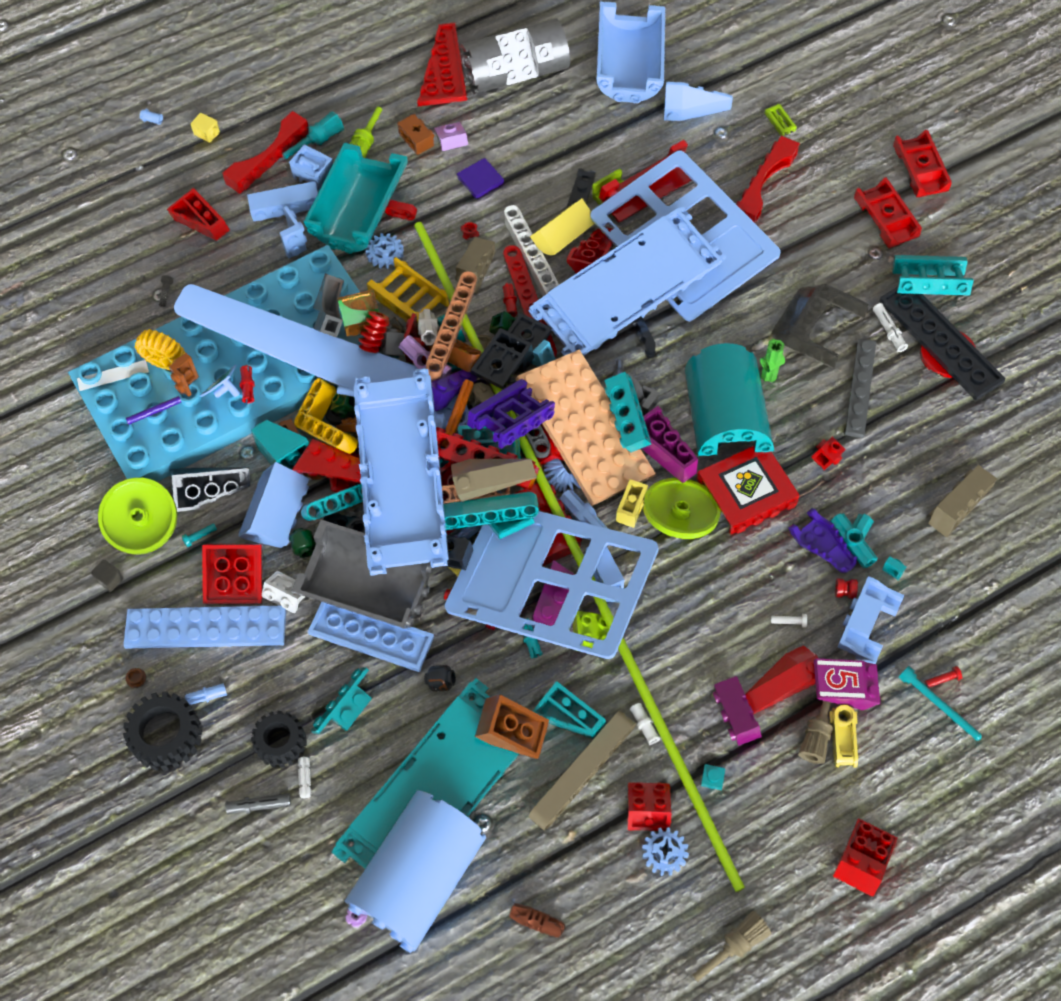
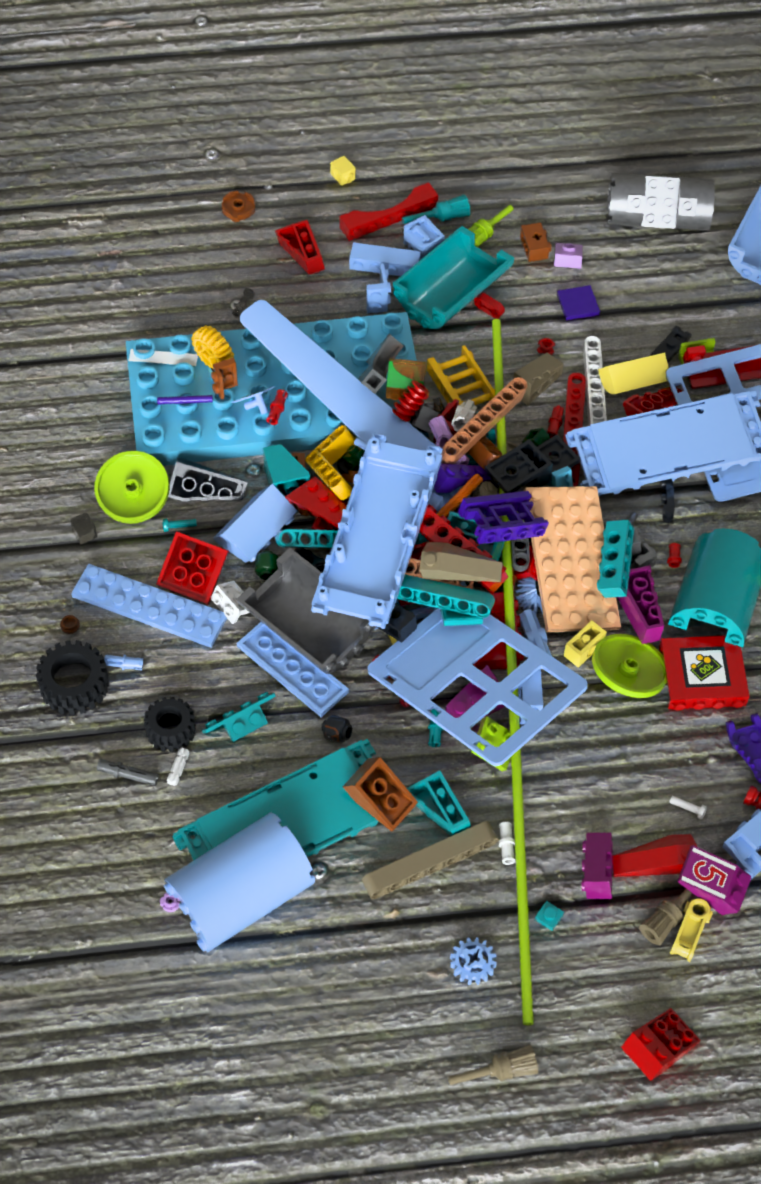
camera: 20 degrees right, 5 degrees down
(120, 204) = (238, 213): none -> dark orange plate
(149, 116) = (294, 142): light blue pin -> none
(384, 250) = (456, 335): light blue gear -> none
(444, 70) = (588, 194): red wing -> none
(537, 920) = (328, 971): copper hinge -> none
(649, 806) = (476, 916): red bracket -> none
(672, 385) = (674, 559): none -> red pin

